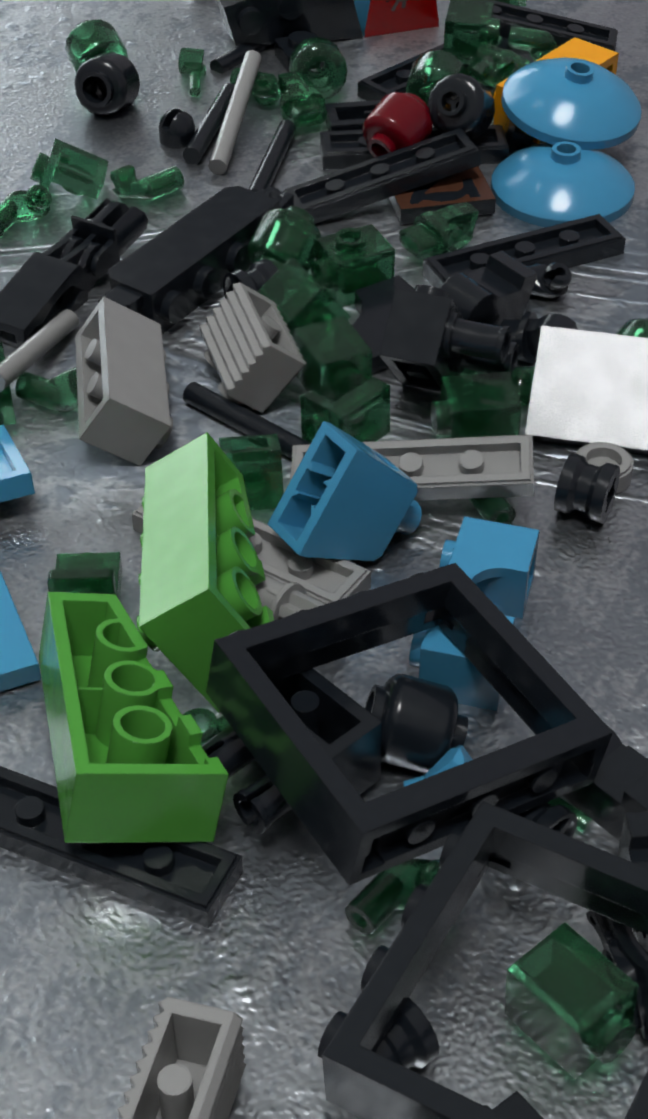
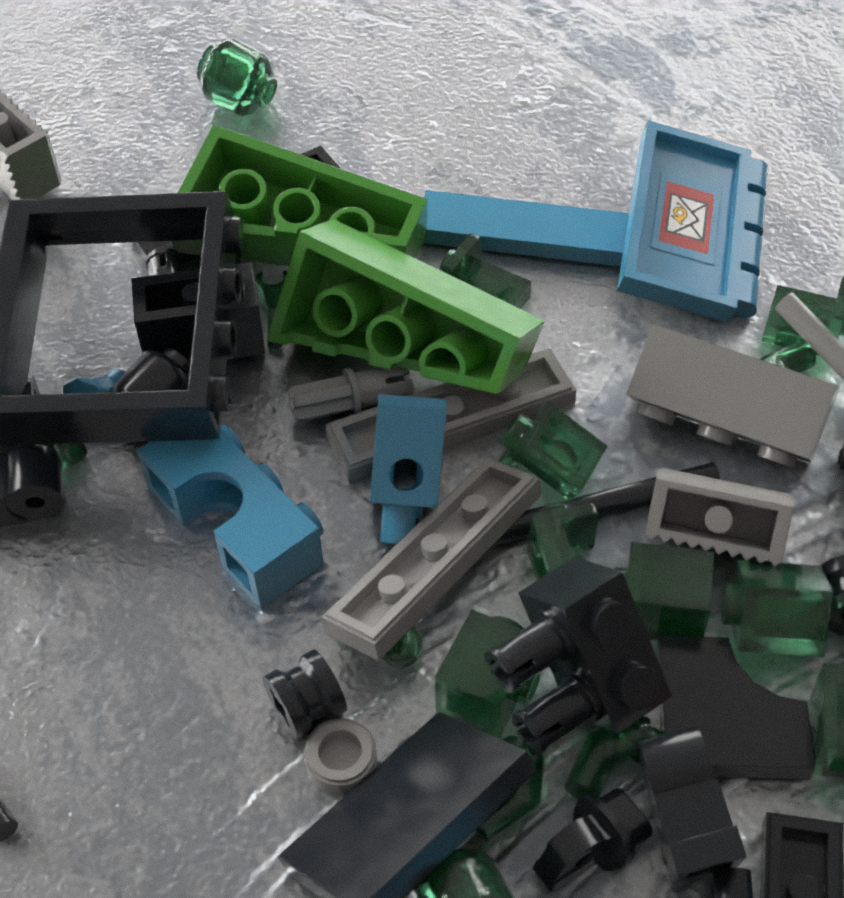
camera: 125 degrees right, 10 degrees up
(388, 893) = (55, 326): clear green arm -> none

